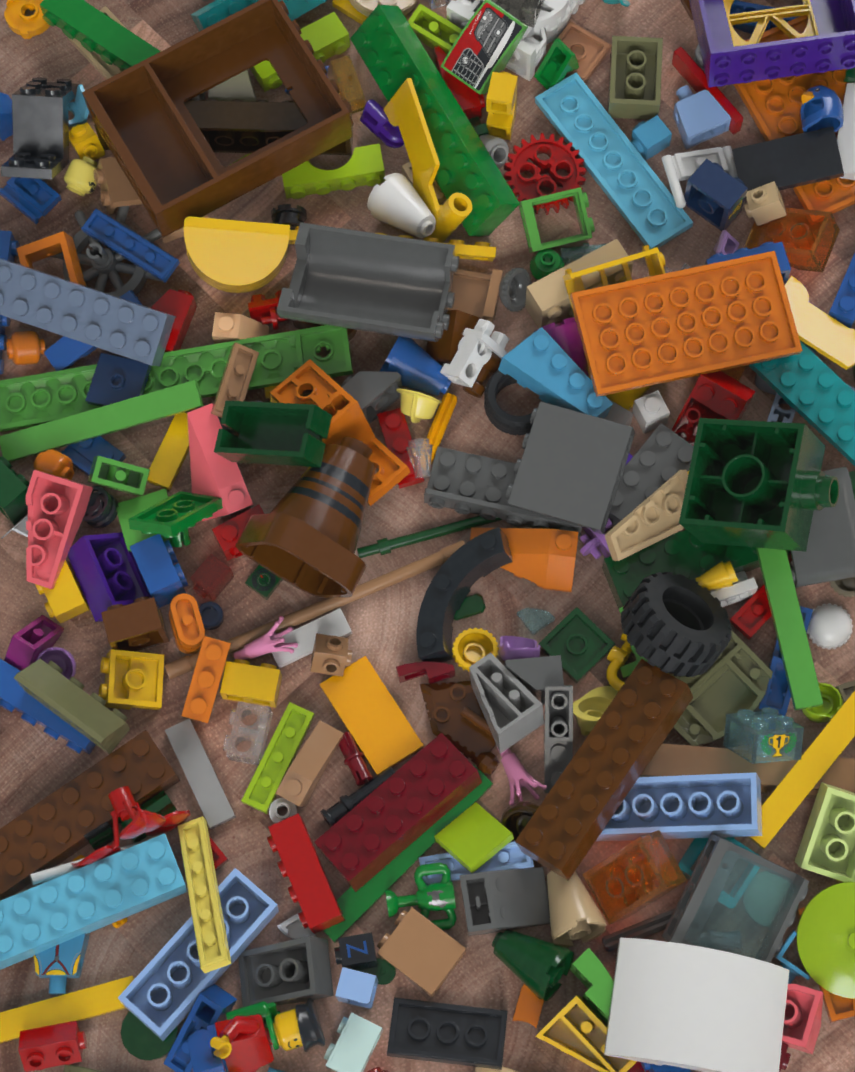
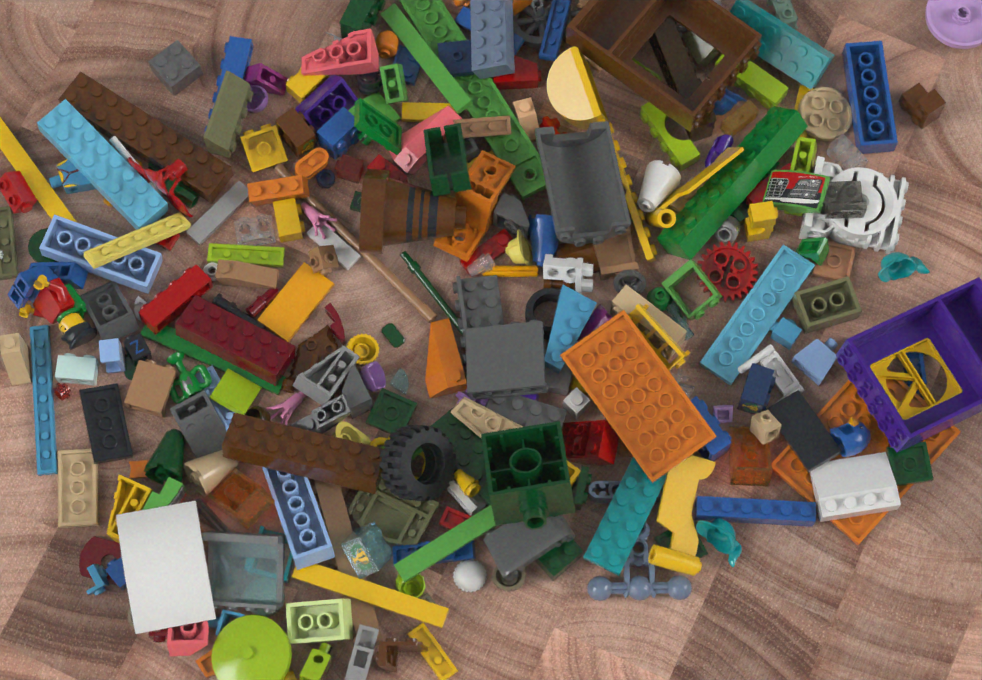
camera: 65 degrees right, 0 degrees up
(289, 216) = (619, 119): black wheel -> none
(450, 589) = (395, 317): black brick -> none
(697, 79) = (835, 367): red tile -> none

